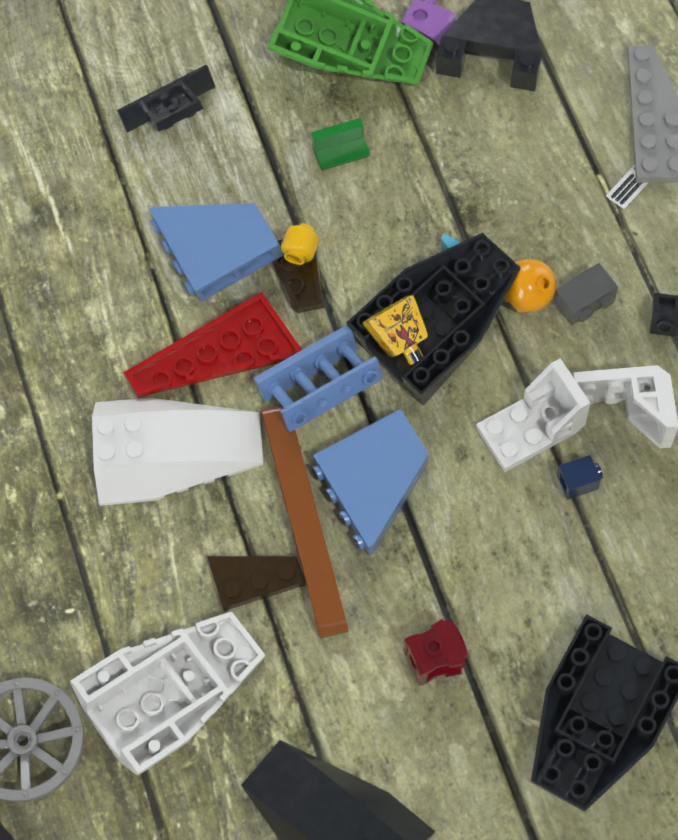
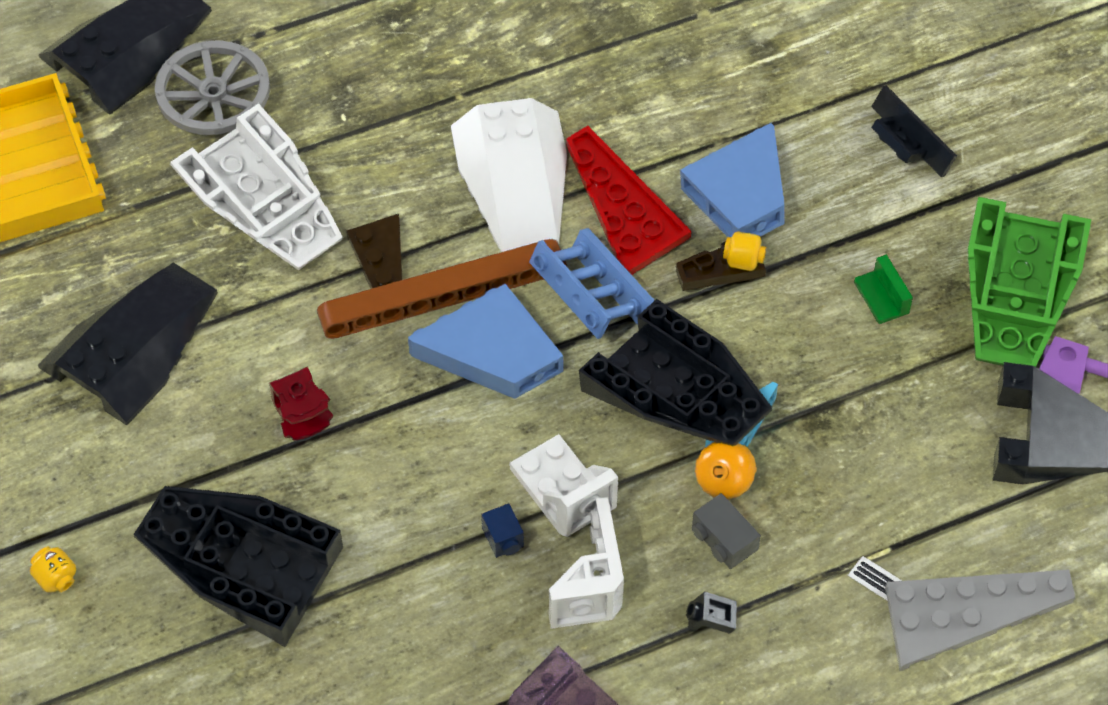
camera: 80 degrees right, 10 degrees down
(399, 329) = (648, 340): yellow torso -> none

